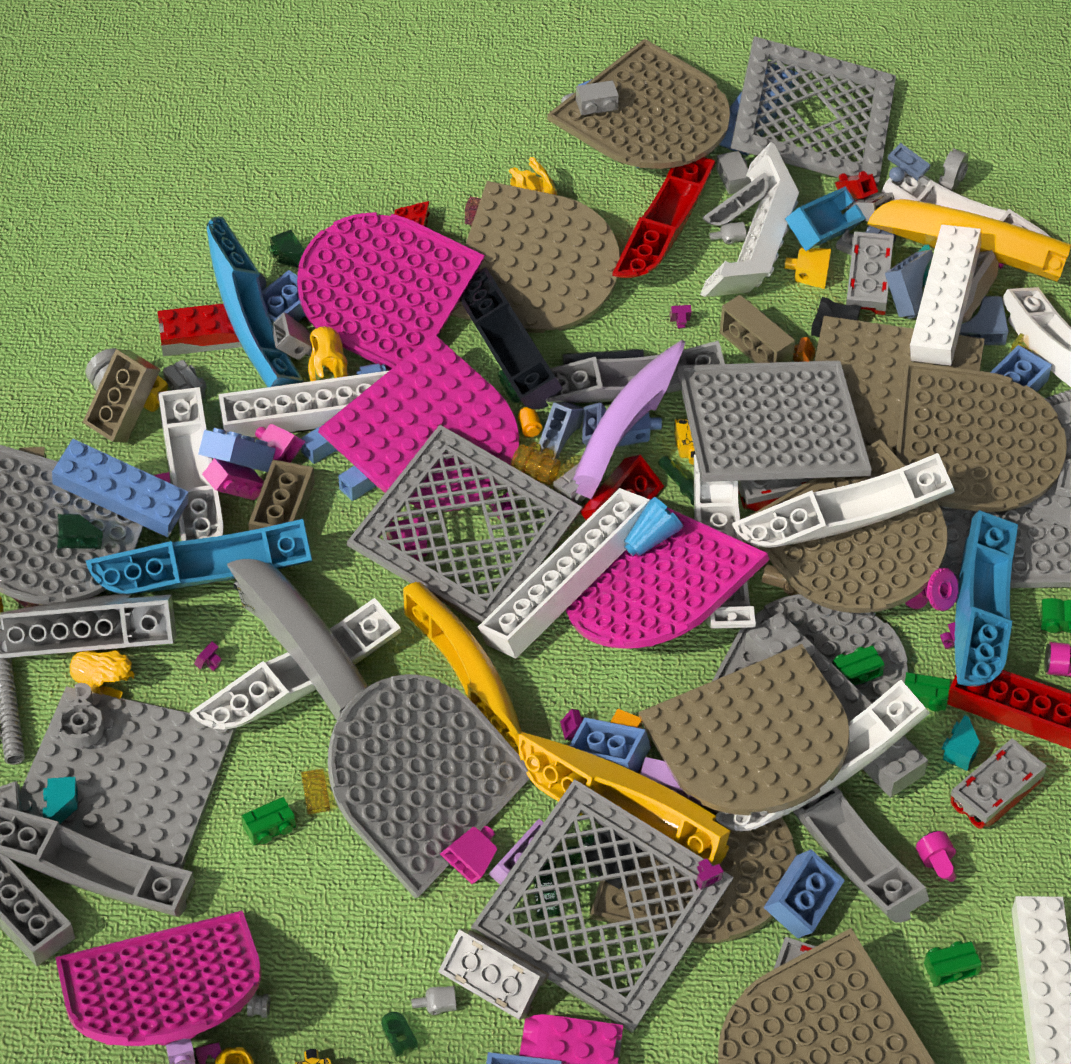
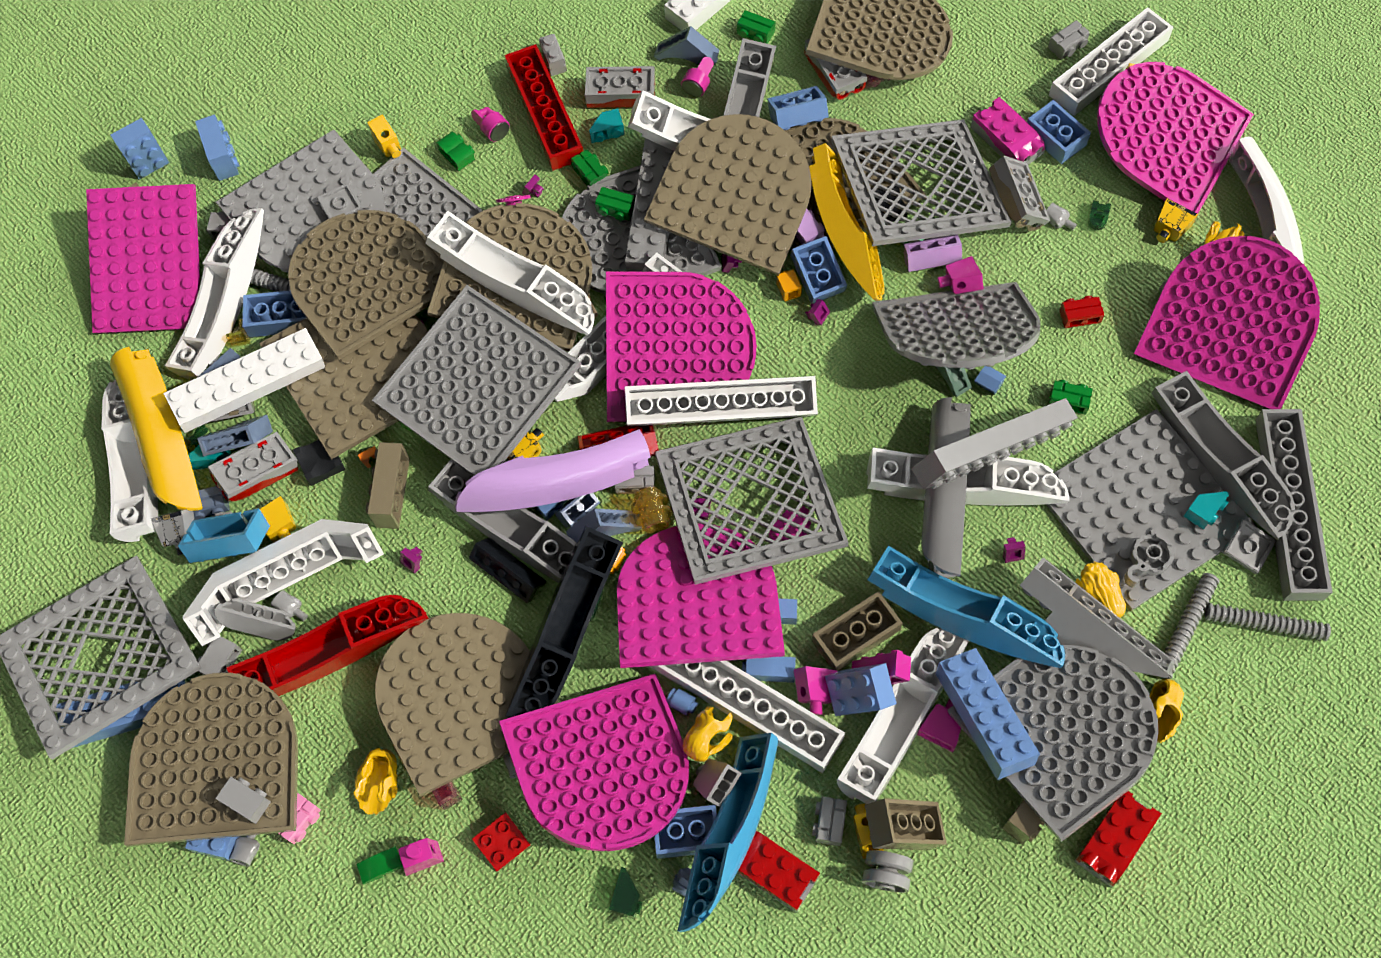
camera: 130 degrees left, 15 degrees up
(77, 532) = (1053, 697): clear green slope -> none
(287, 675) = (994, 443): none -> brick
(315, 791) = (1020, 398): clear yellow tile -> none
(327, 911) = (1081, 311): none -> red brick
(454, 167) = (419, 855): none -> dark pink torso
(466, 658) = (846, 387): yellow slope -> none
(476, 157) = (379, 865): none -> green slope
(561, 142) = (306, 814): none -> bright pink brick
(652, 528) = (641, 370): dark azure cone -> none
(686, 485) = (565, 419): clear green pin -> none
(708, 874) = (849, 138): magenta tile -> none
(858, 185) = (163, 552): red brick -> none
(907, 162) = (112, 522): sand blue plate -> none
(955, 169) = (80, 508): light grey piece -> none
(980, 873) = (687, 45): none -> sand blue arch
(984, 600) = (503, 174): dark azure slope -> none

